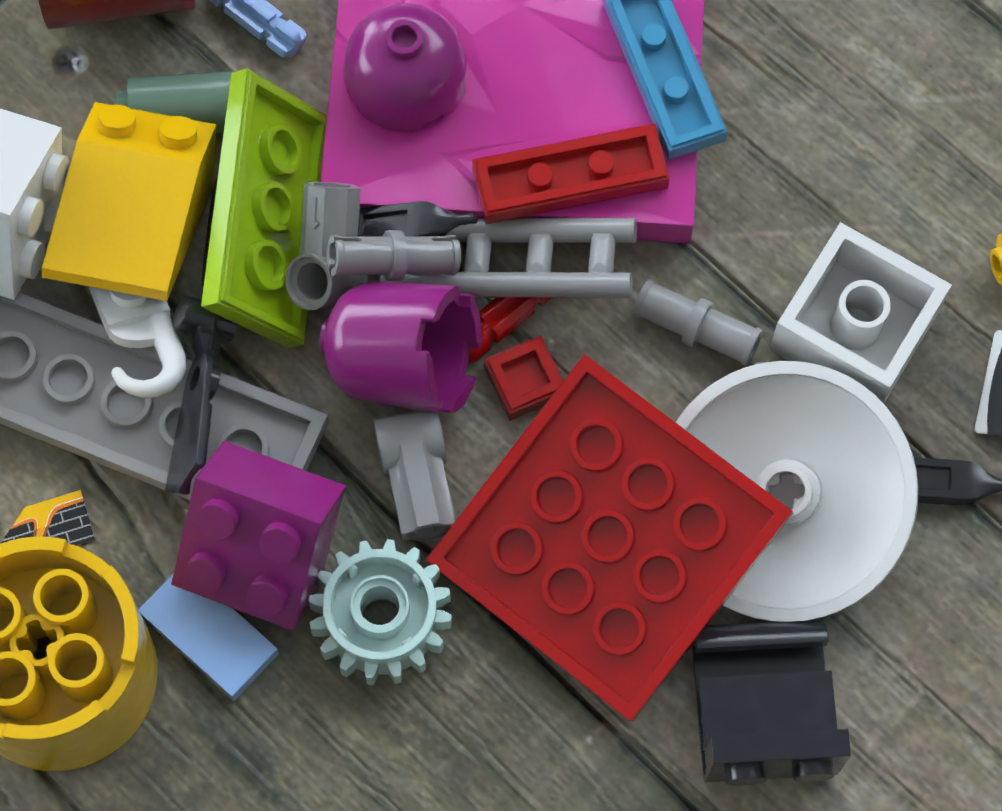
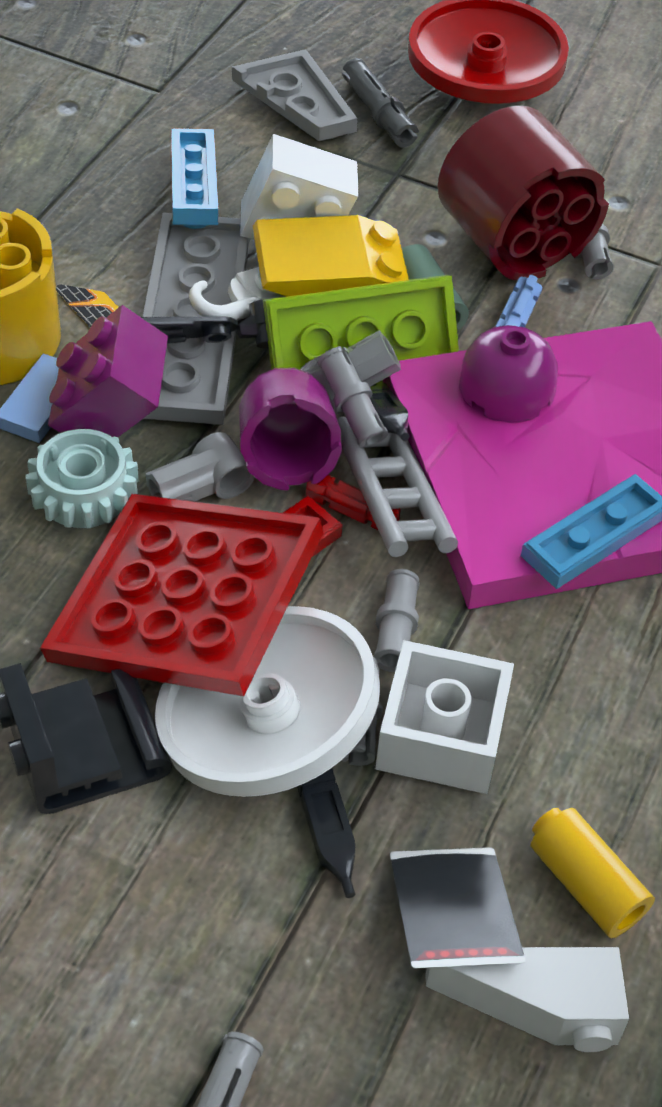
camera: 70 degrees right, 20 degrees down
(570, 173) = (475, 494): red tile -> none

